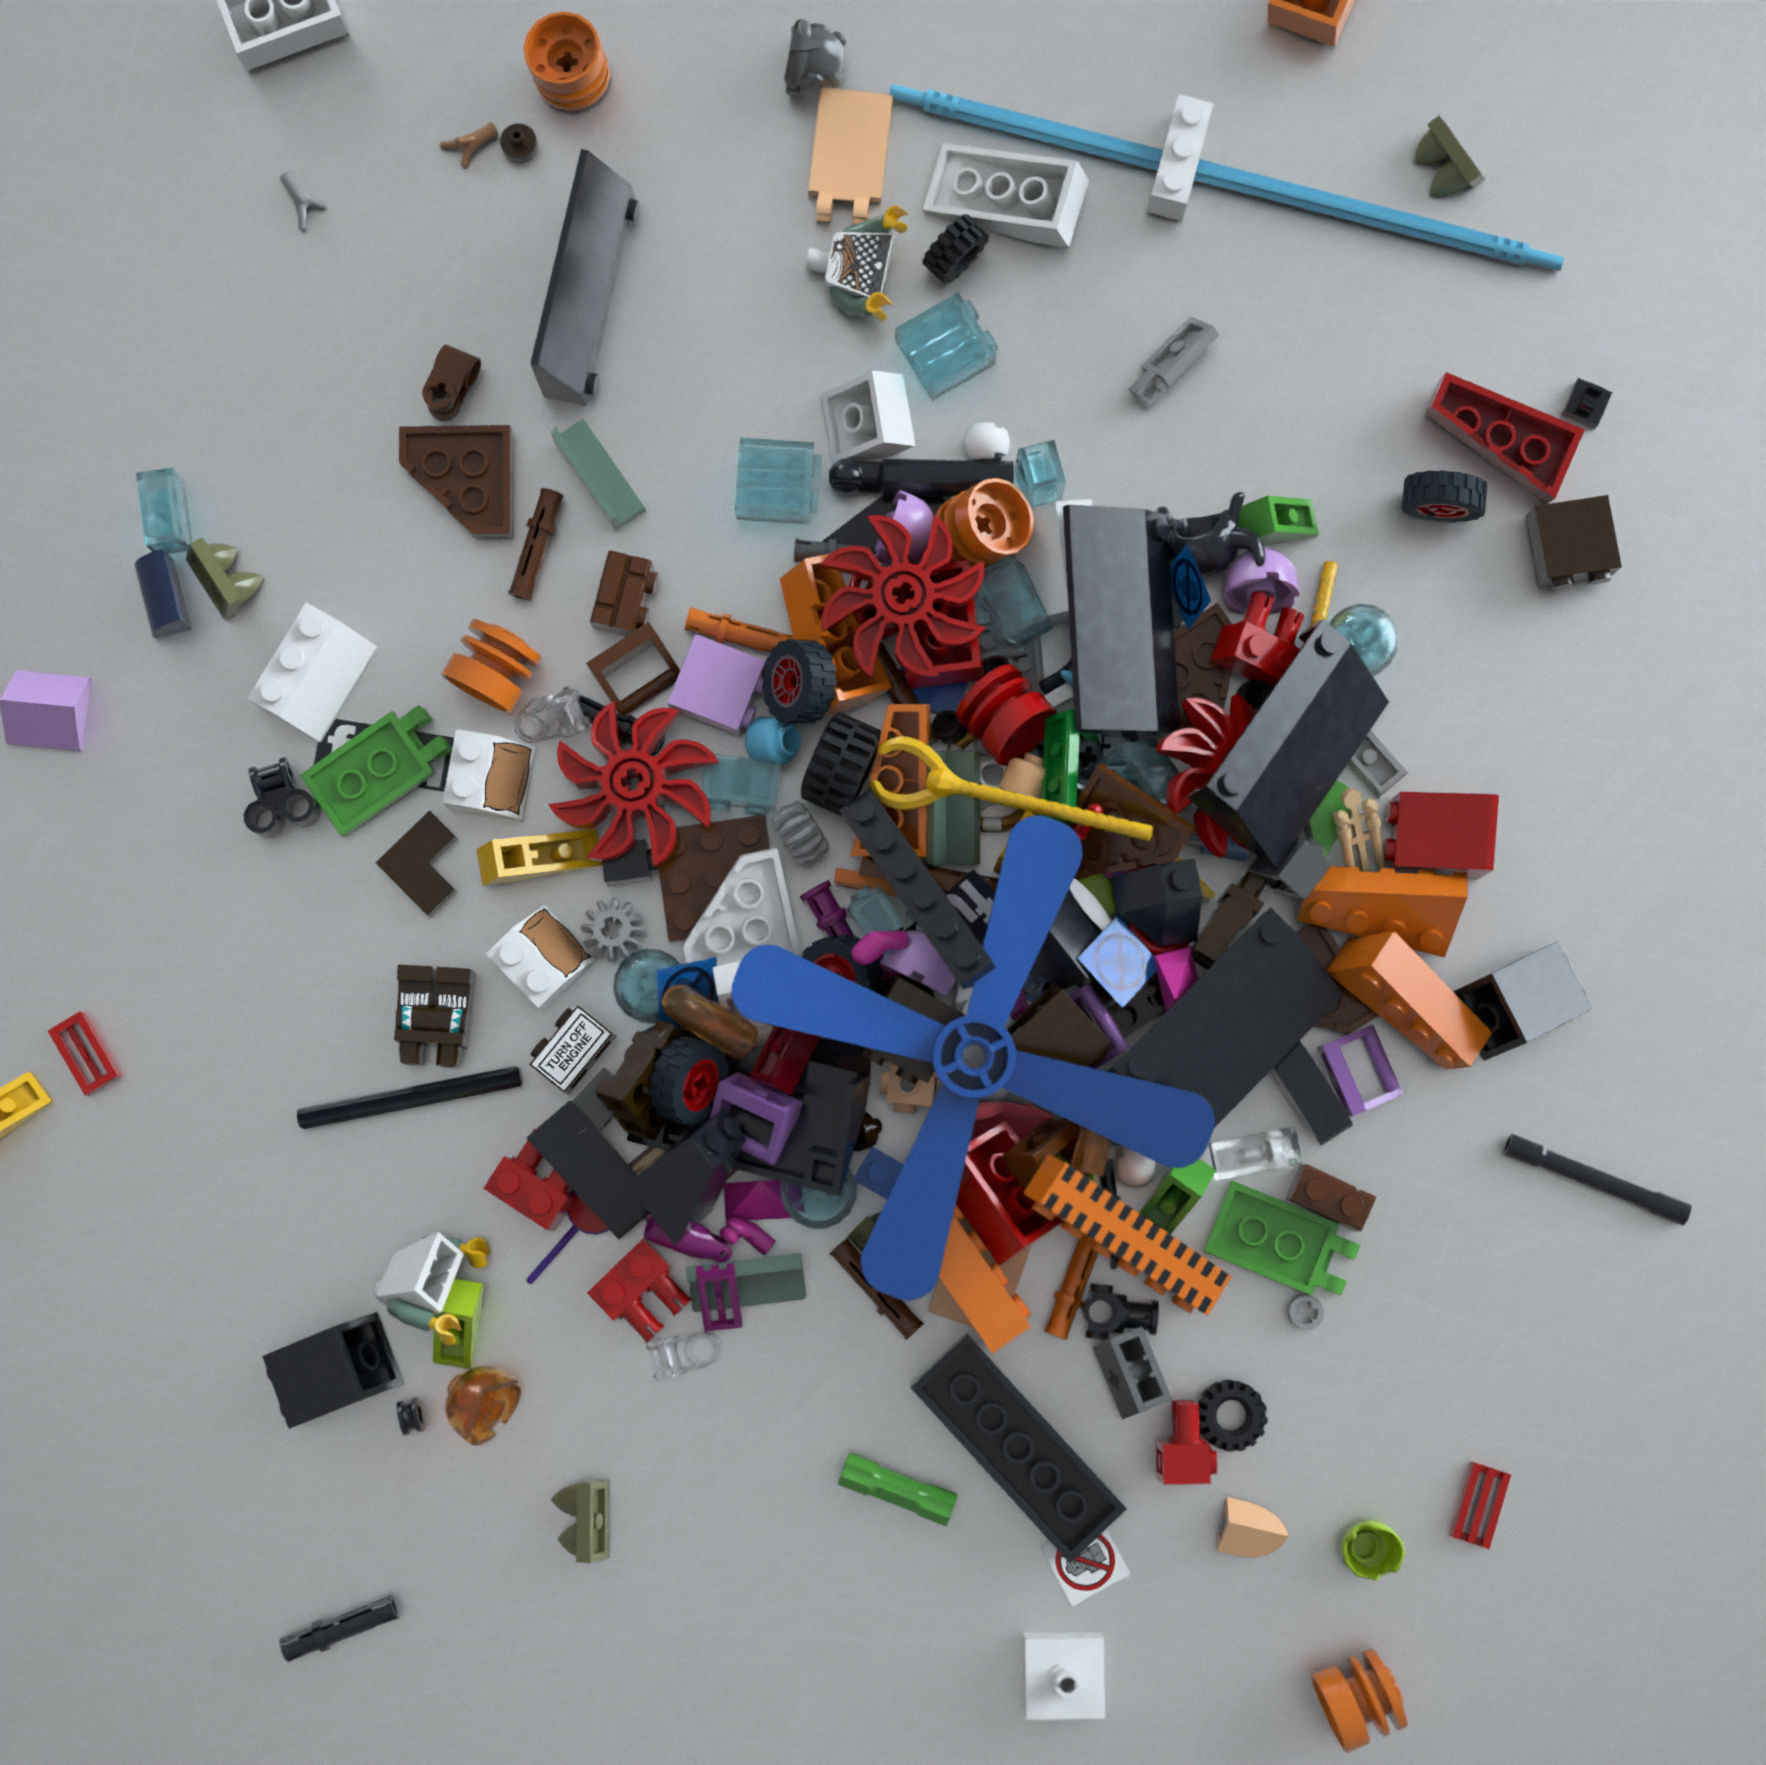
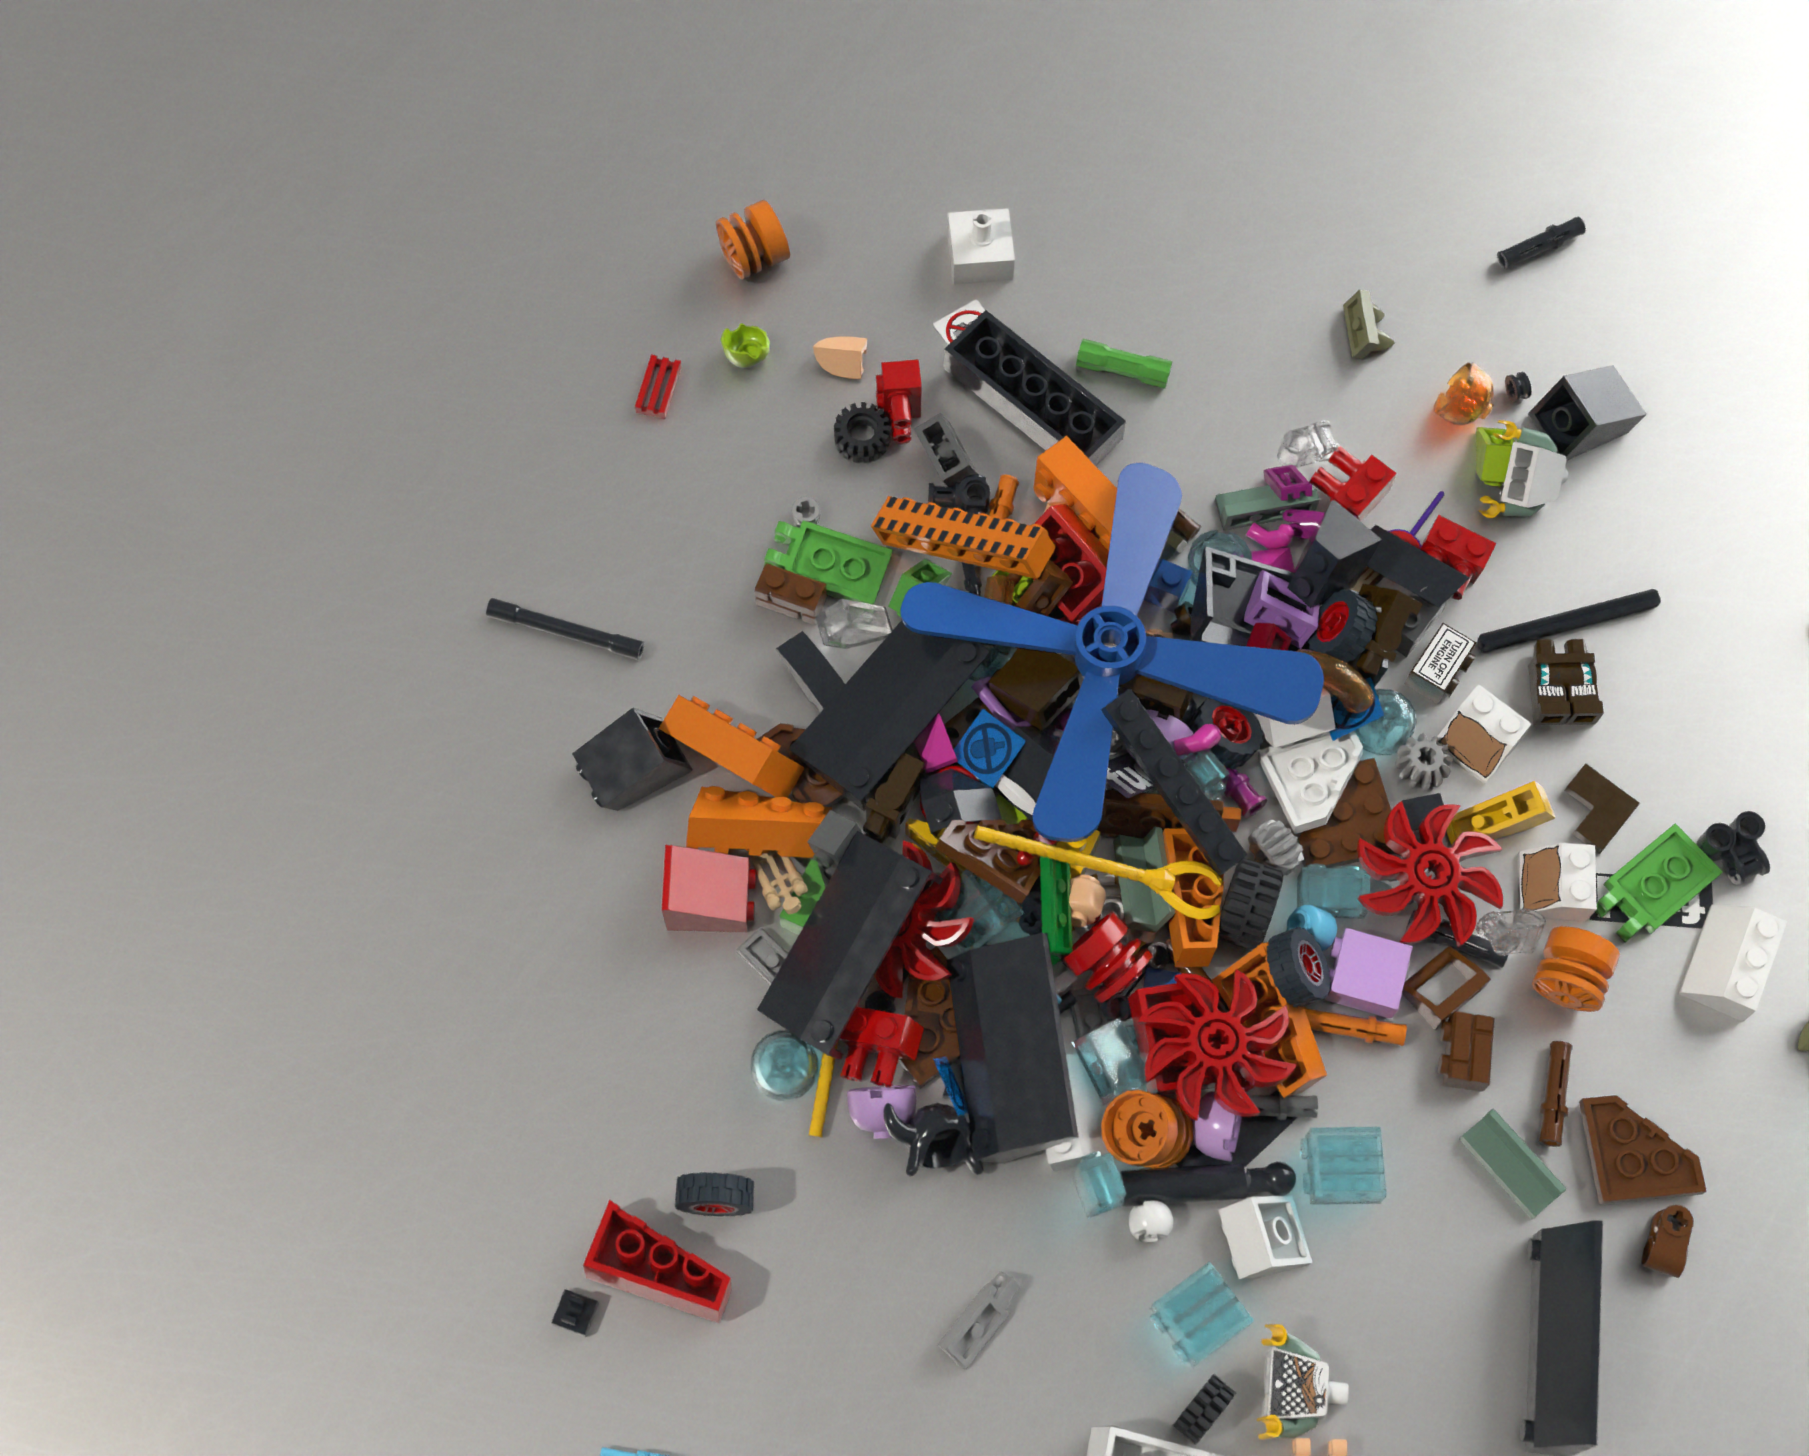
camera: 175 degrees right, 15 degrees down
(1279, 519) = (869, 1167): bright green slope -> none
(1343, 1080) = (771, 667): medium lavender tile -> none
(1574, 542) = (589, 1166): dark brown brick -> none

